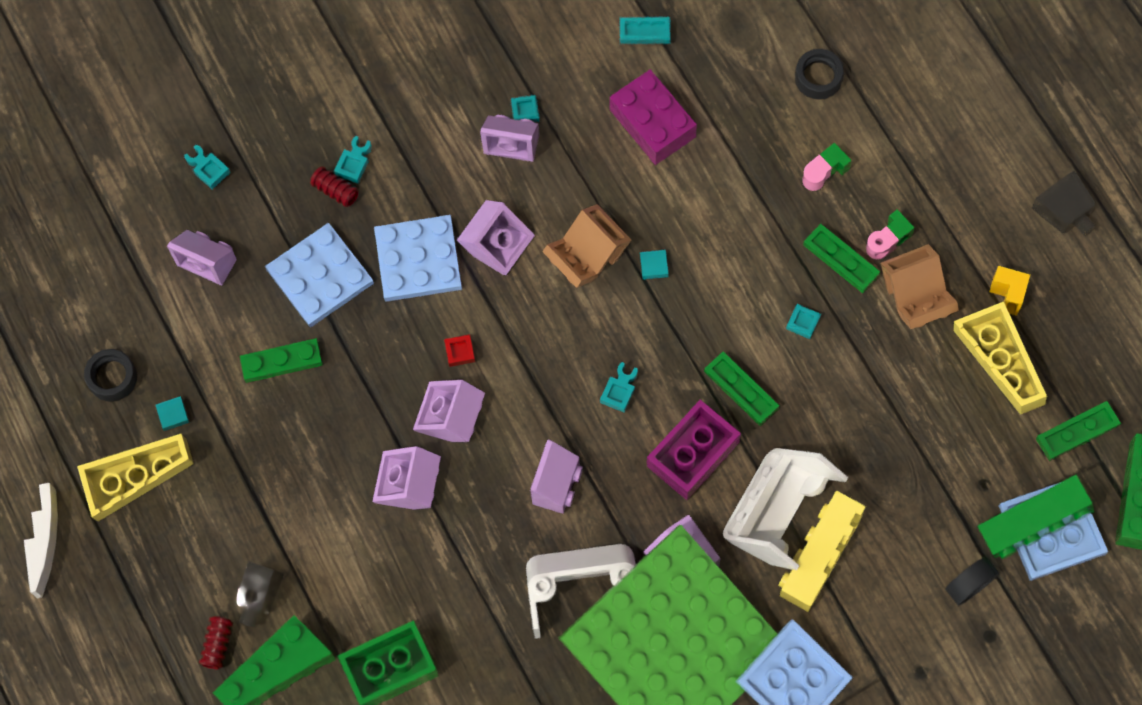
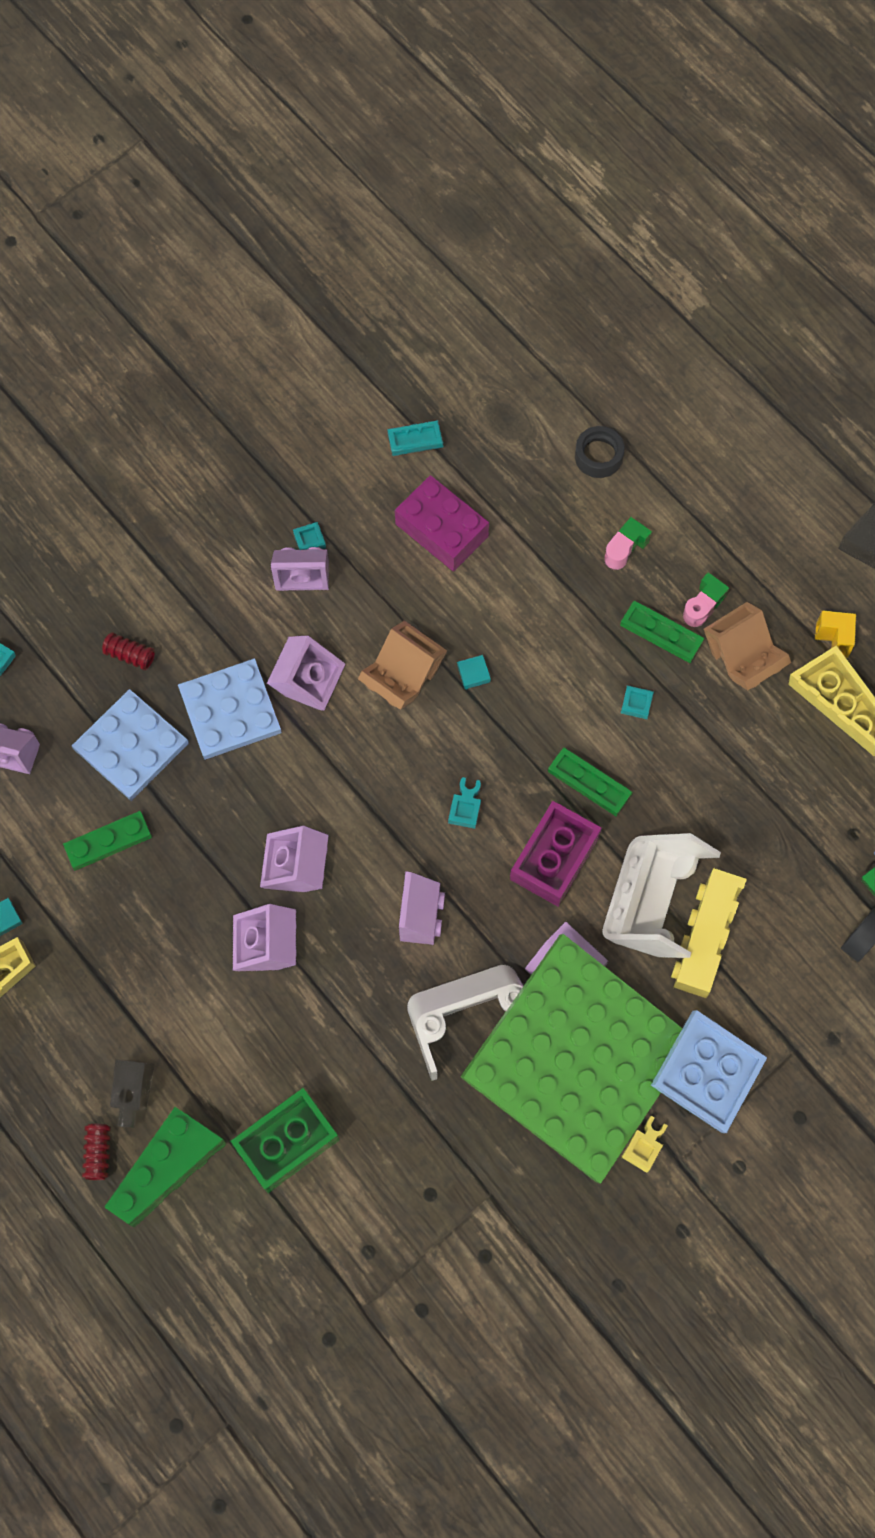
camera: 15 degrees left, 0 degrees up
(353, 163) = (143, 624): teal plate -> none
(459, 350) = (292, 796): red plate -> none

